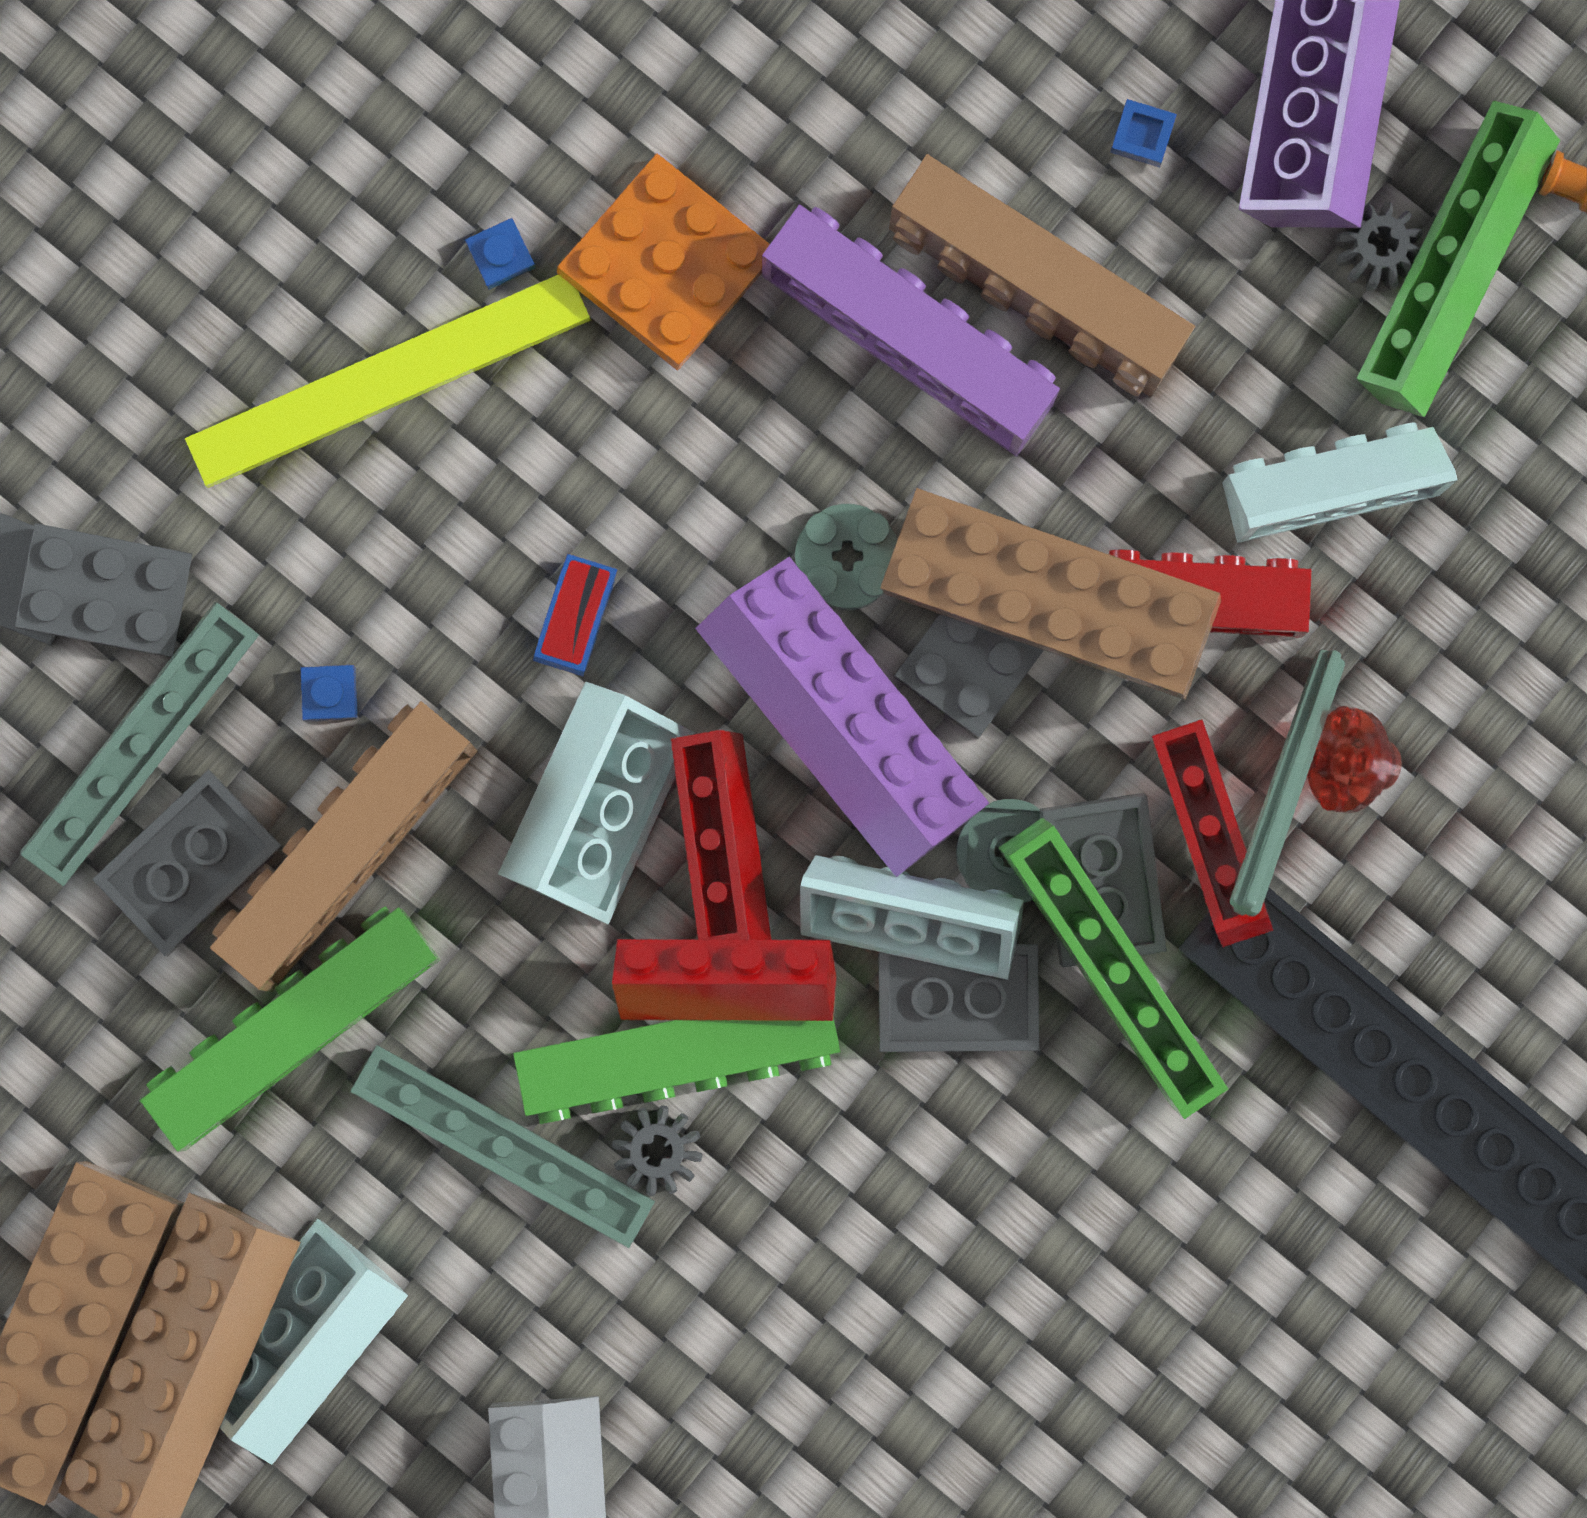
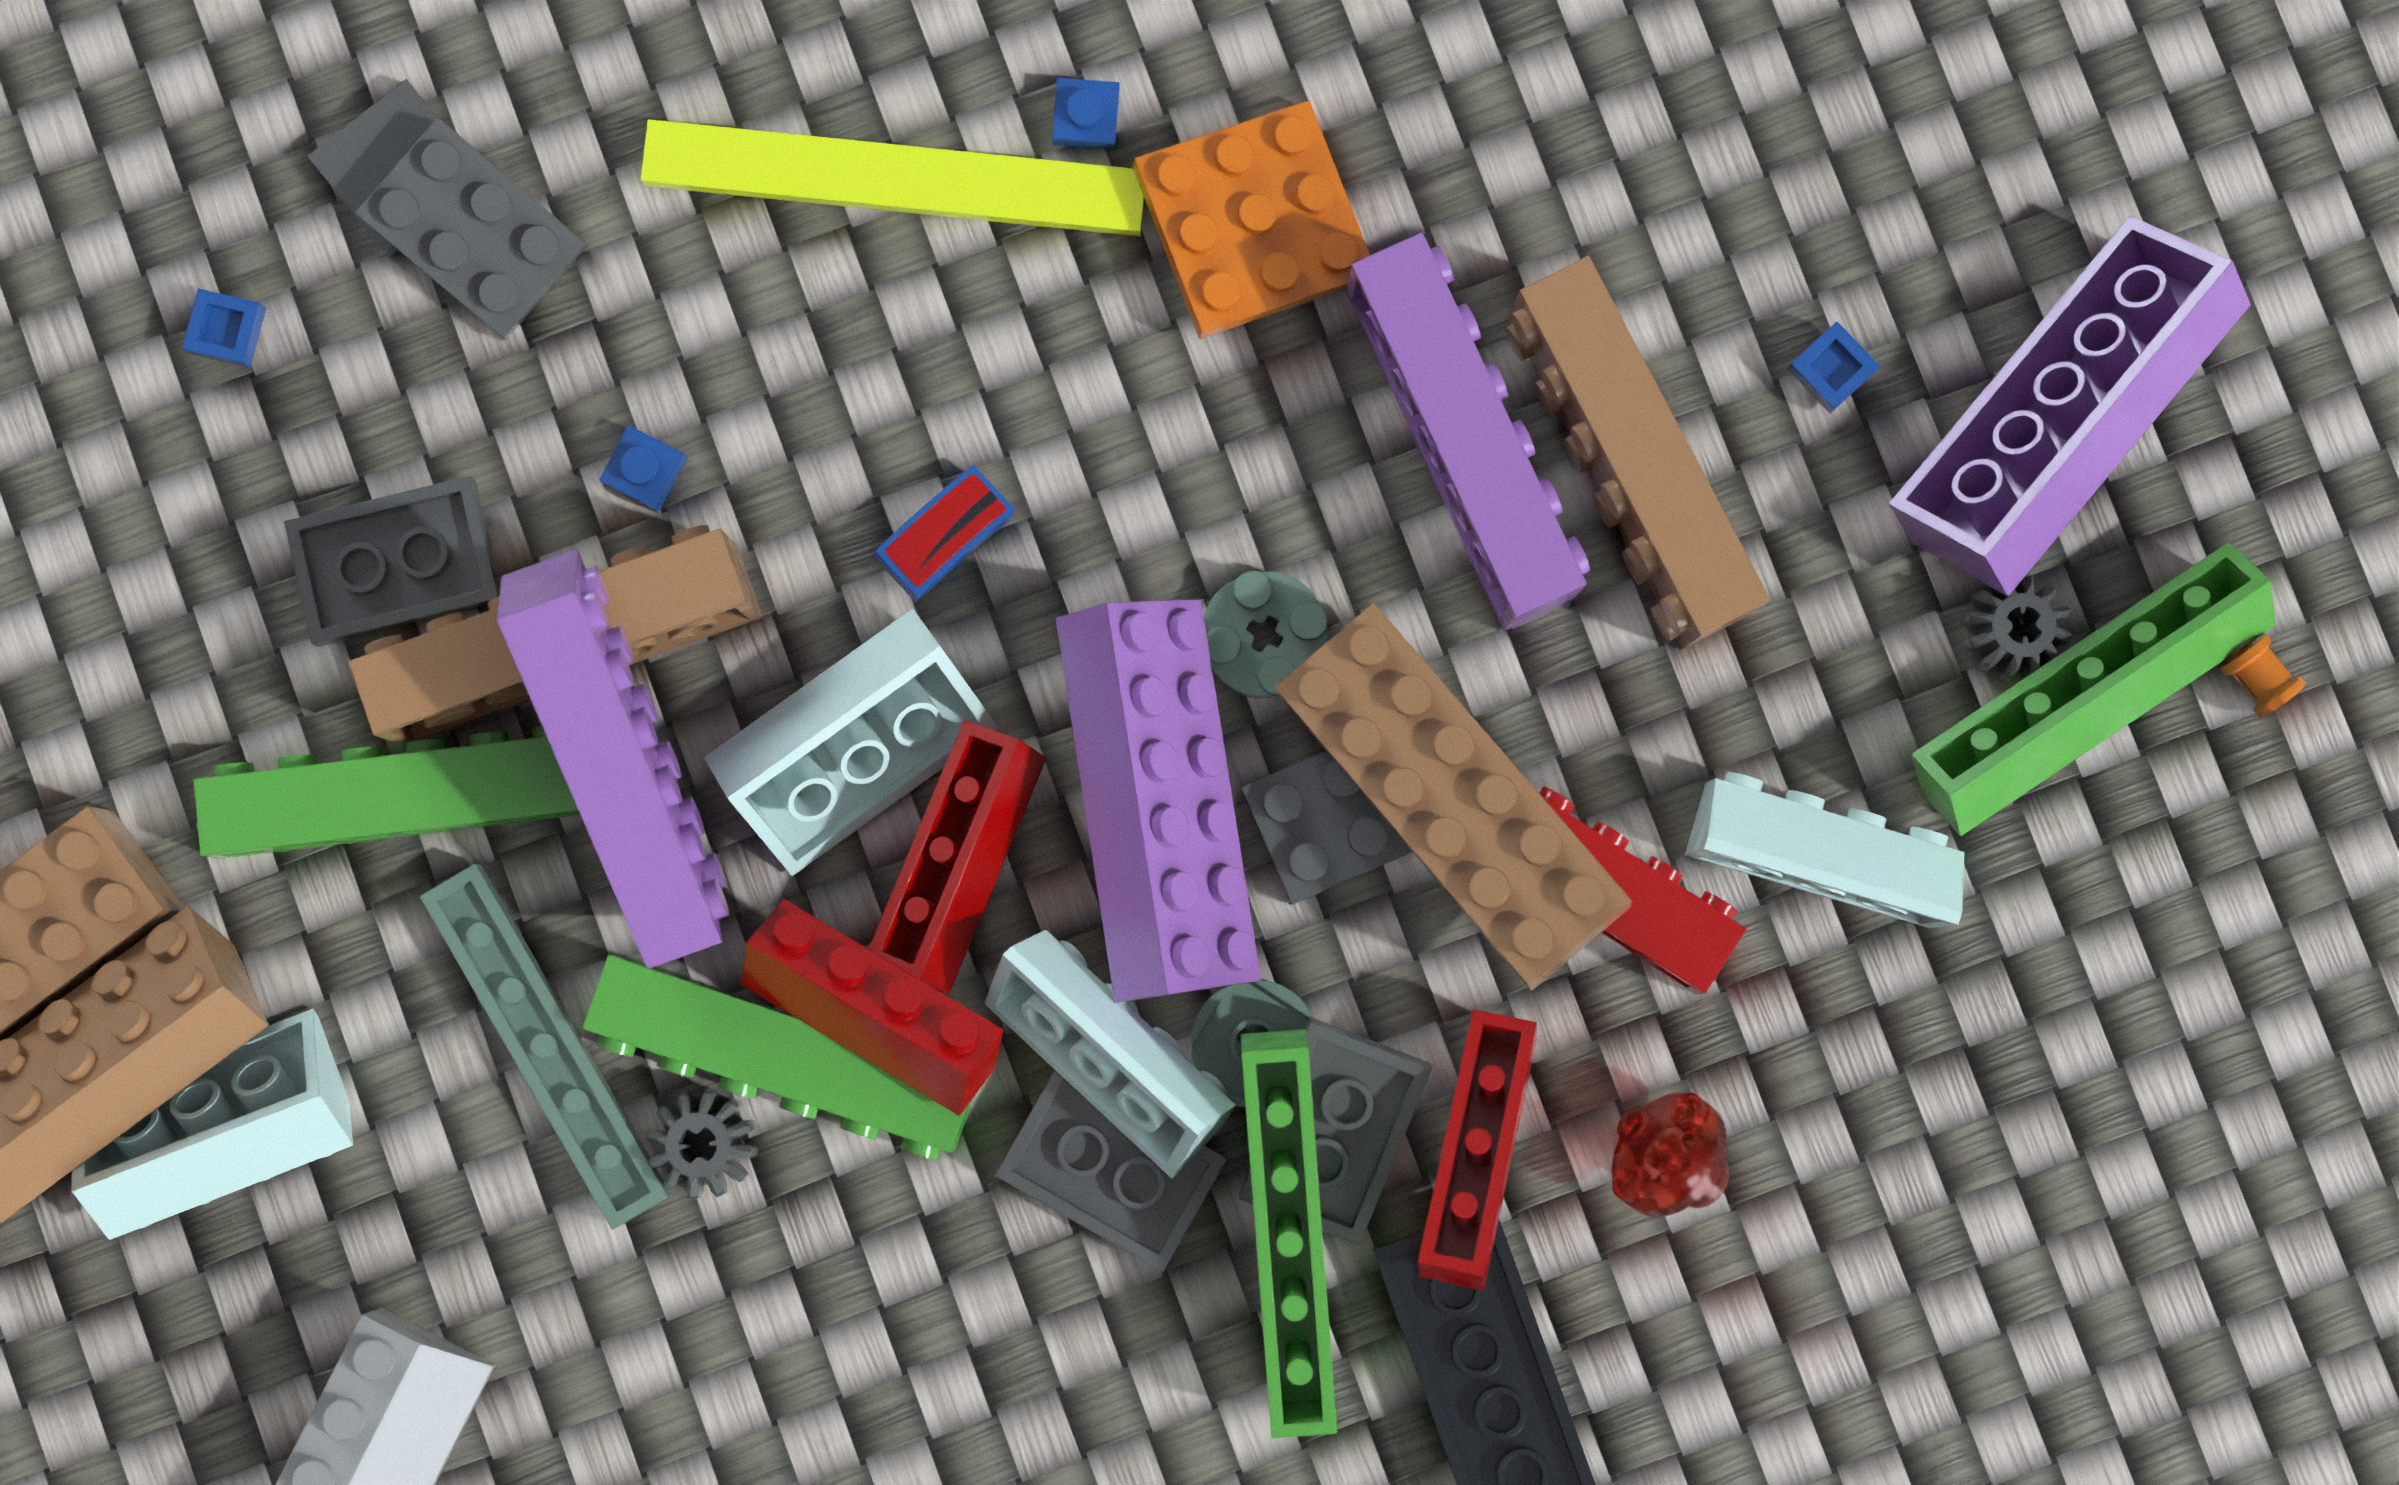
camera: 35 degrees right, 0 degrees up
(139, 744) = (415, 408): sand green plate -> none
(444, 903) = (613, 757): none -> medium lavender brick
(1287, 783) = (1586, 1145): sand green axle -> none

